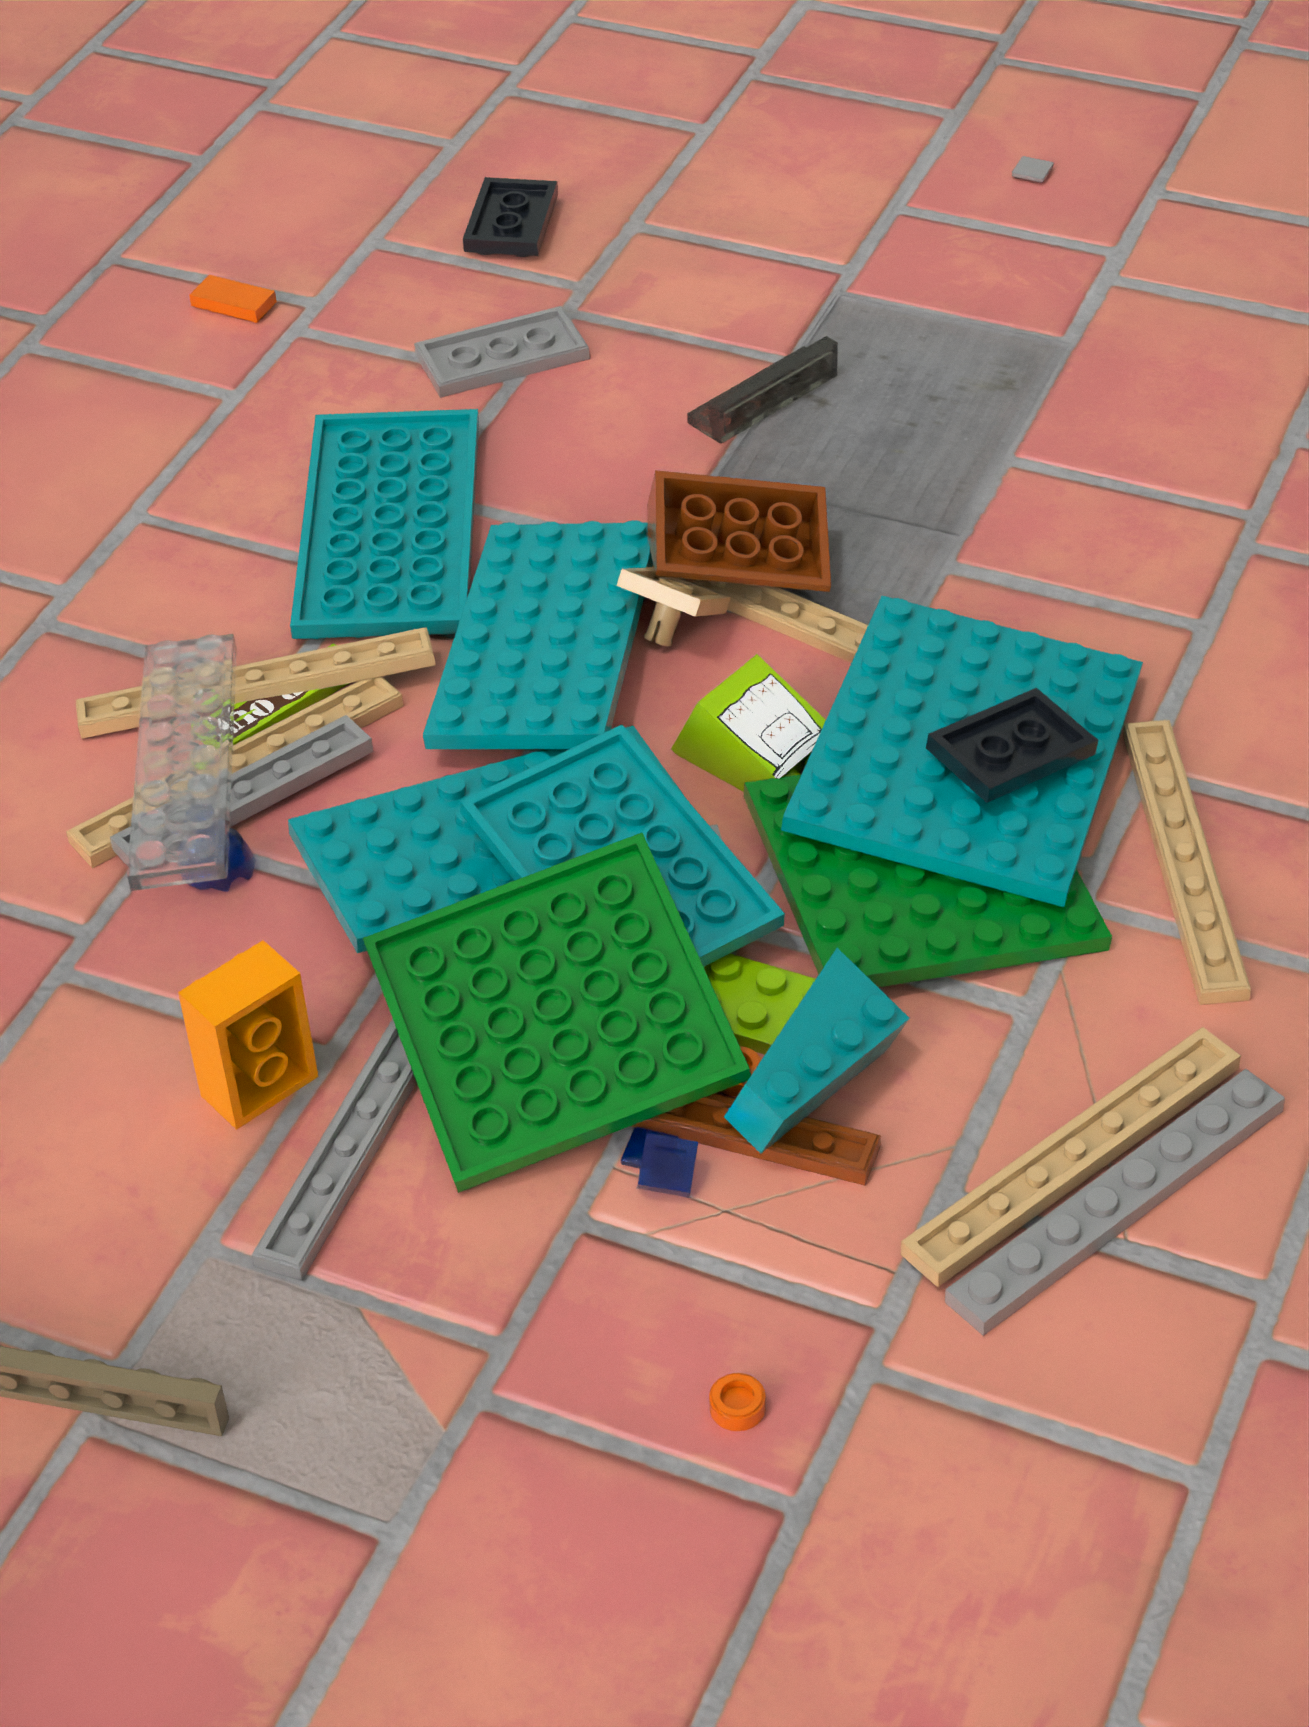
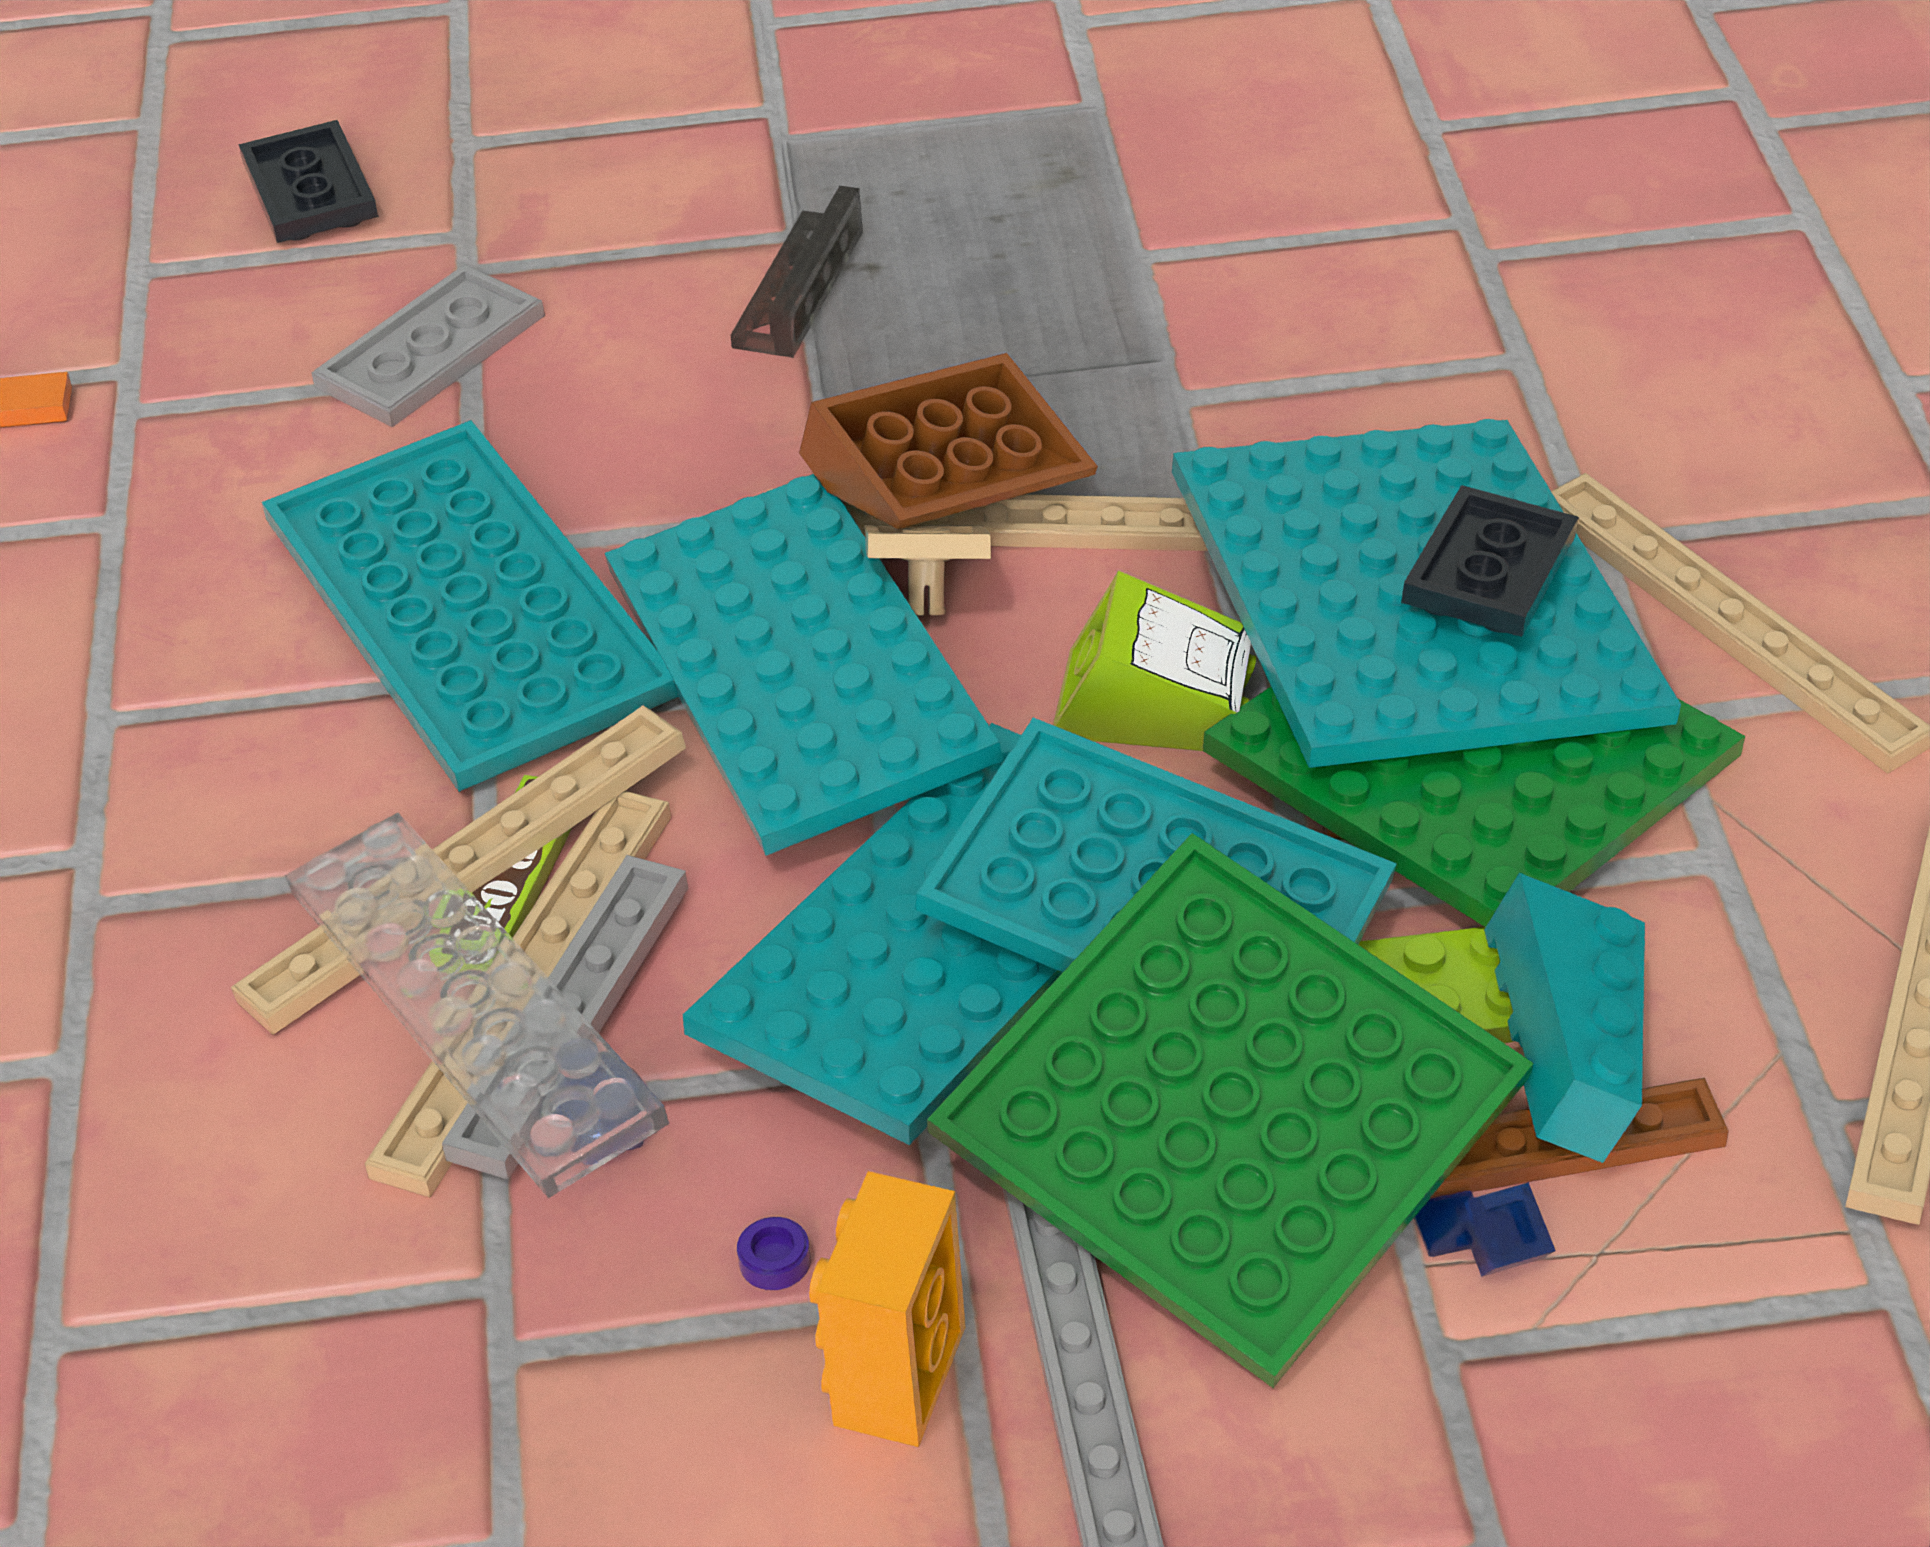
camera: 30 degrees left, 0 degrees up
(737, 1402) = (1826, 1476): orange tile -> none

